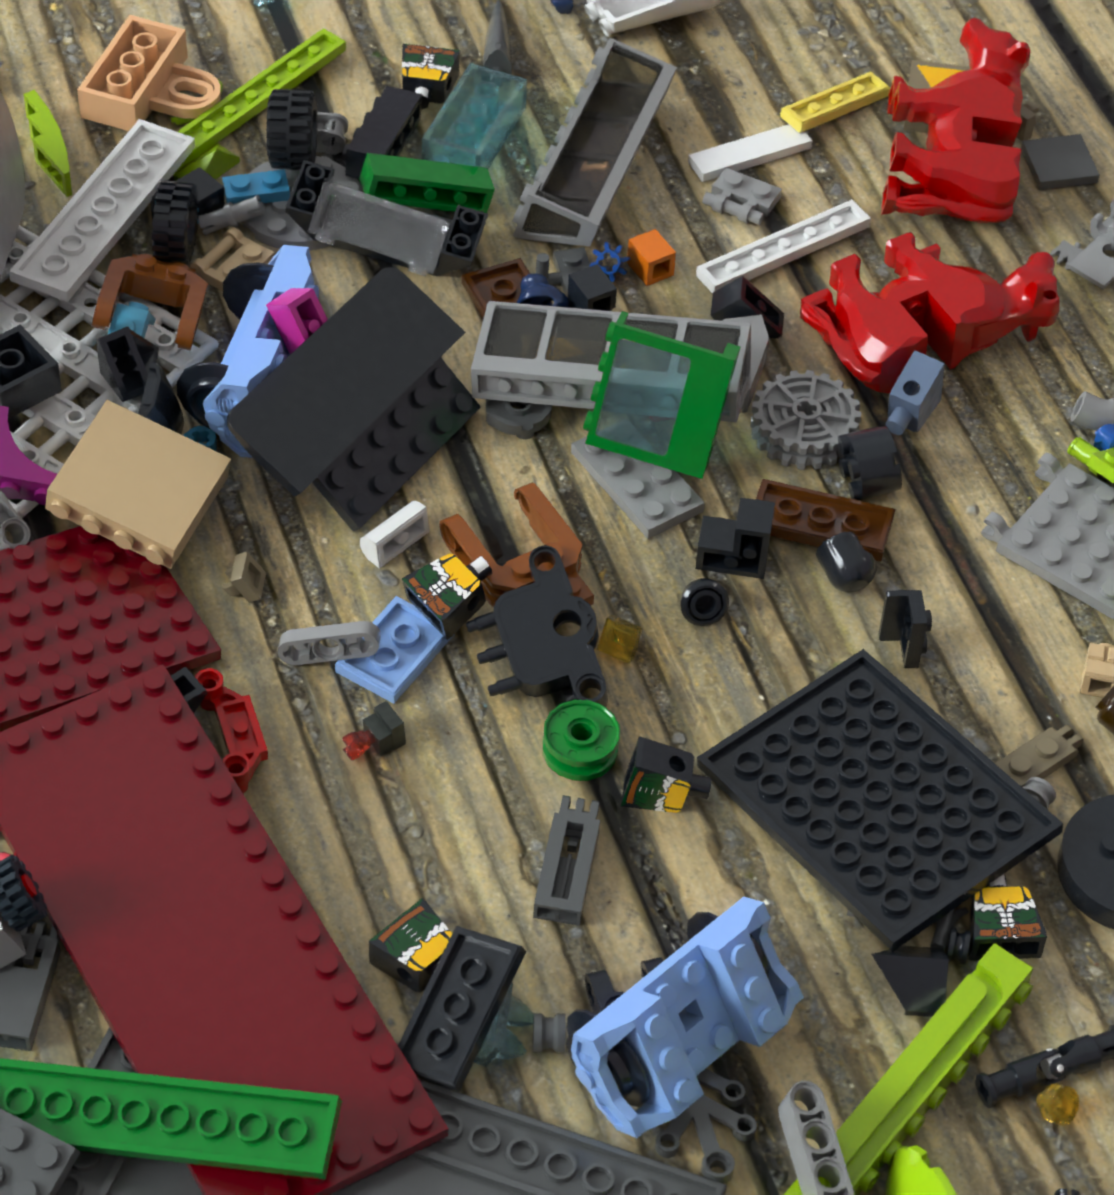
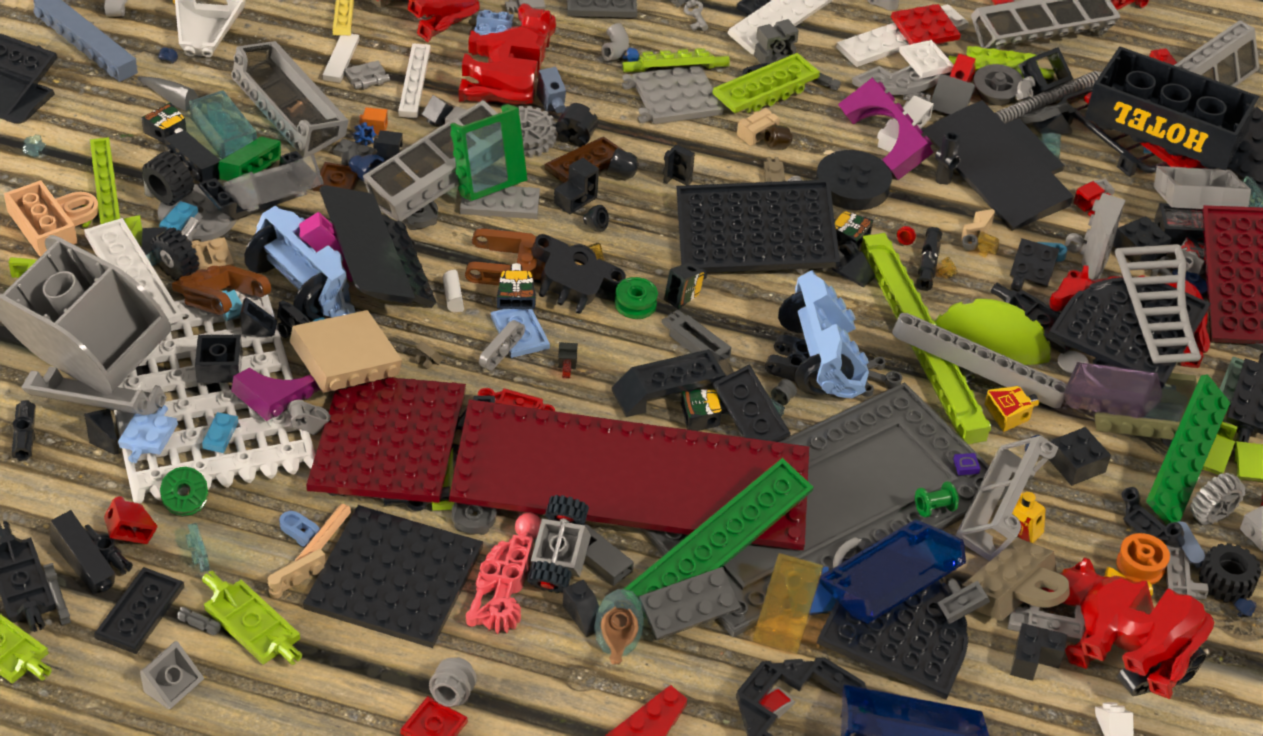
camera: 55 degrees left, 5 degrees down
(444, 879) = (667, 378): none -> black slope
(996, 253) = (492, 22): none -> light blue slope
(1075, 1004) = (906, 235): none -> red plate

